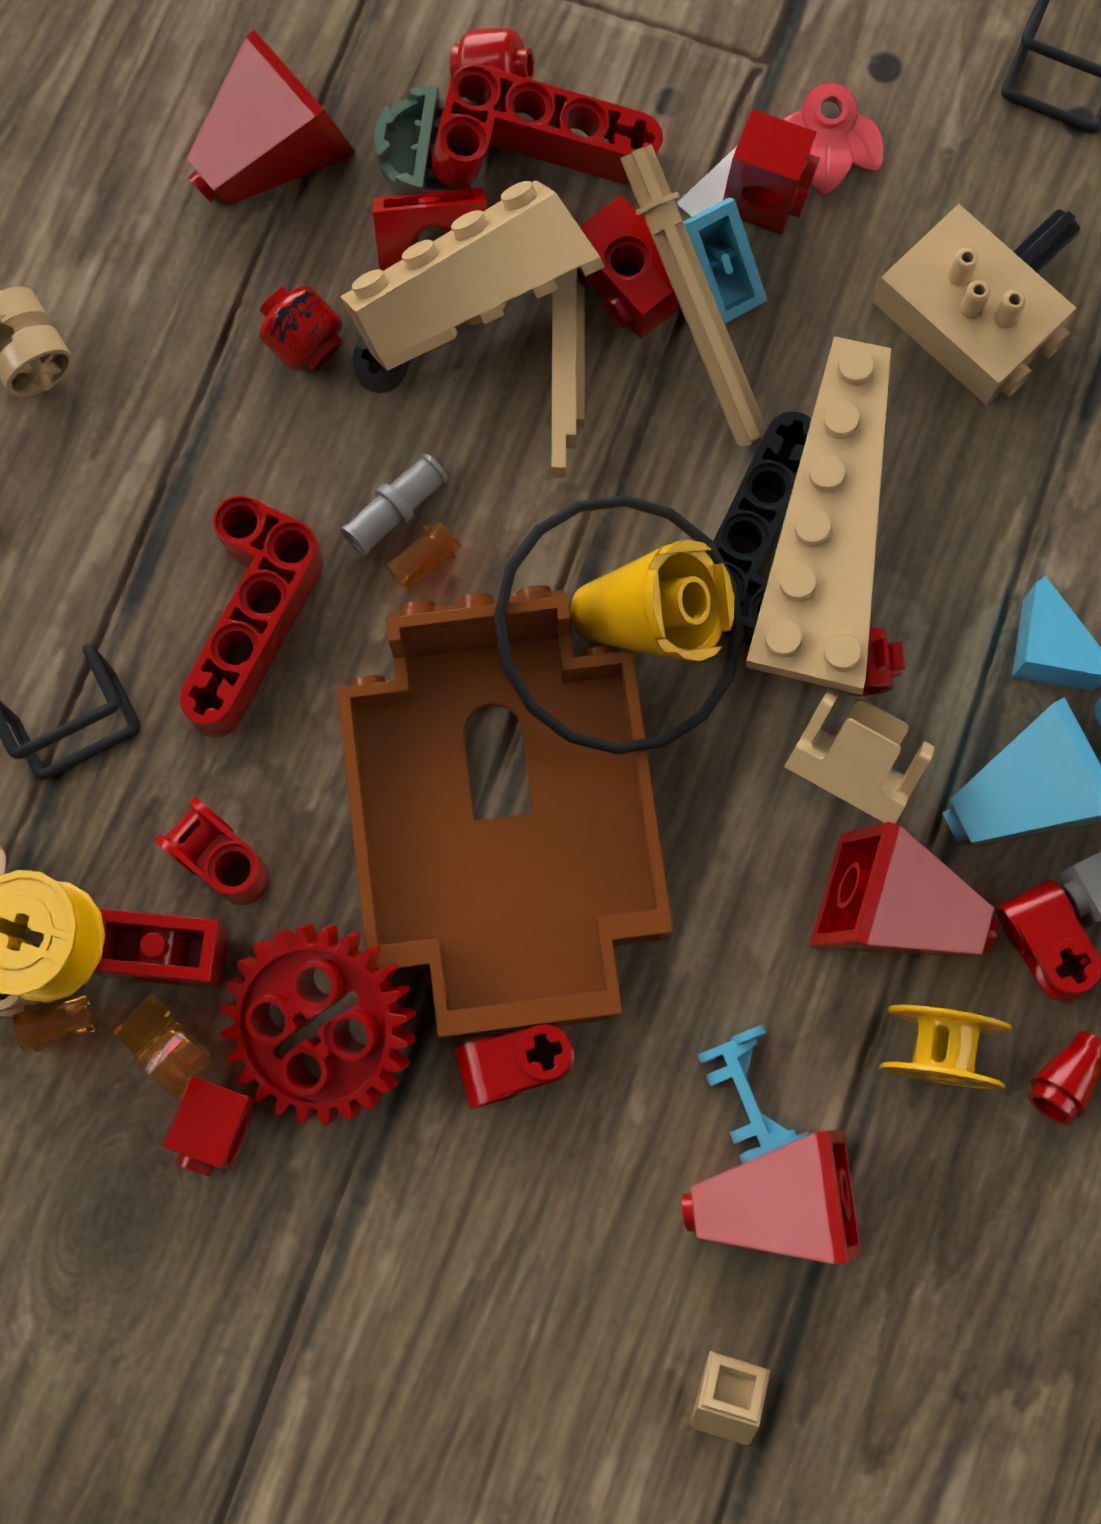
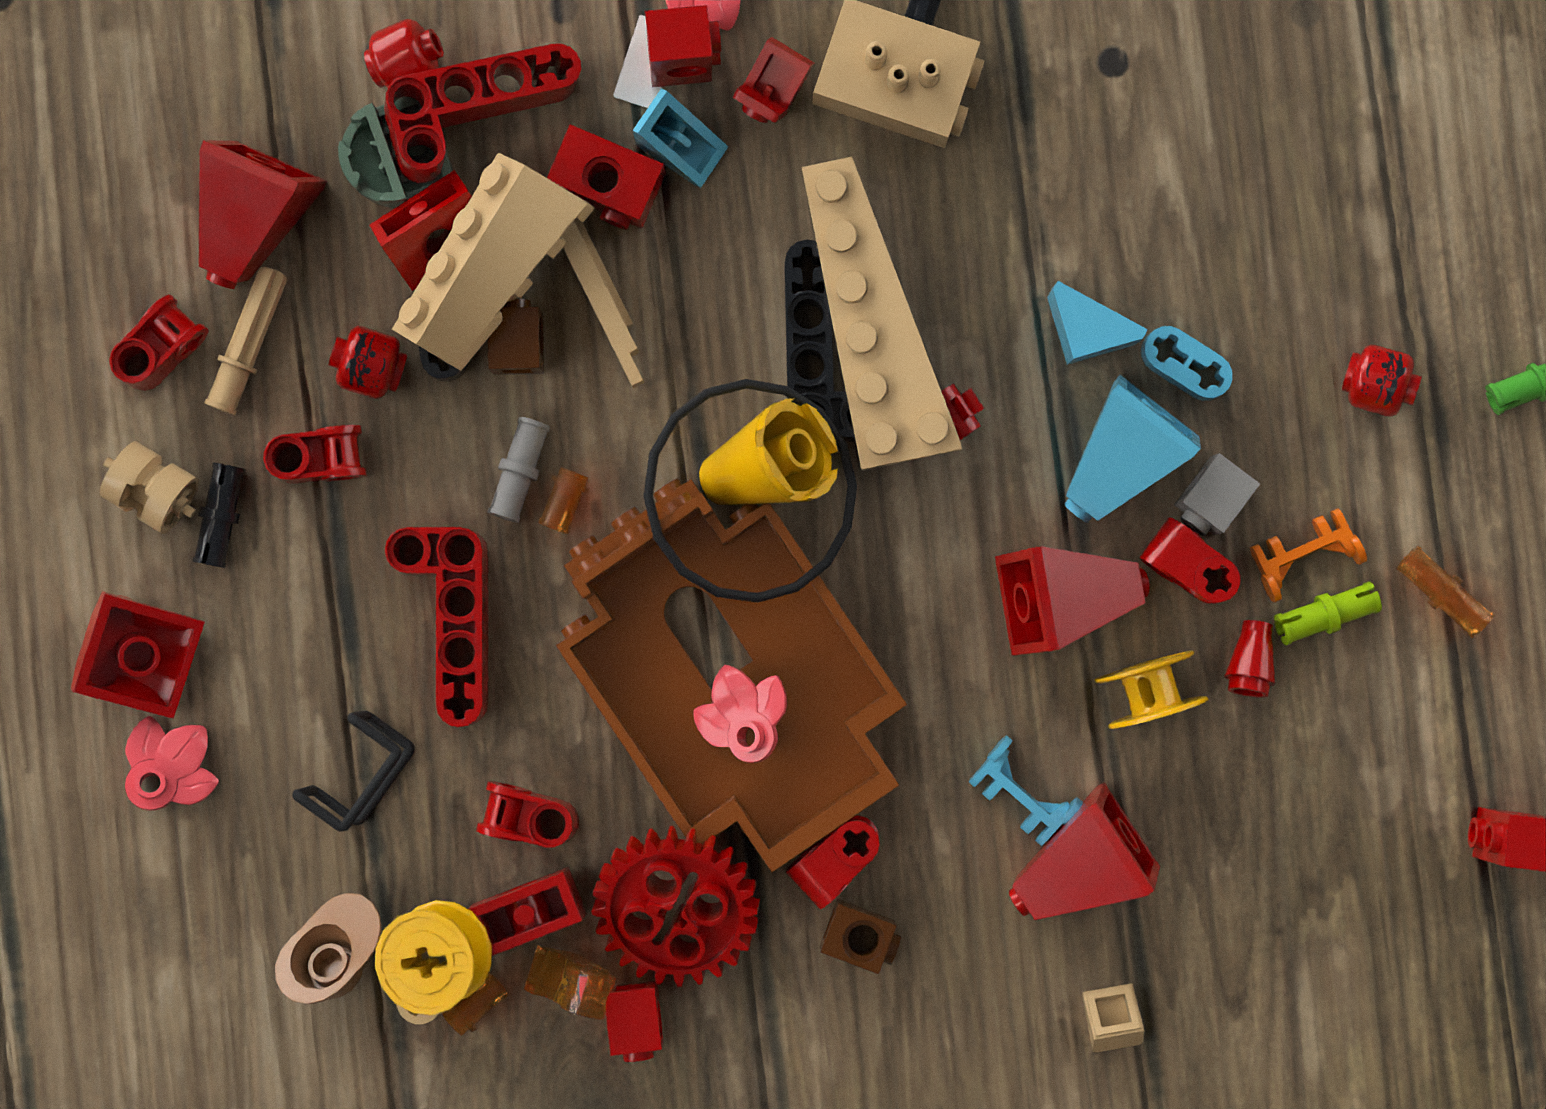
camera: 30 degrees left, 10 degrees up
(74, 405) = (219, 515): none -> black pin
(107, 216) = (159, 341): none -> red piece
(193, 256) = (246, 340): none -> tan axle
(209, 398) = (319, 455): none -> red piece
(459, 378) = (518, 340): none -> reddish brown brick
(473, 1144) = (841, 922): none -> reddish brown brick
(490, 850) = (741, 706): none -> coral plate
(694, 295) = (672, 184): tan axle -> none
(845, 256) = (773, 82): none -> red bracket
(859, 759) = (979, 503): tan panel -> none

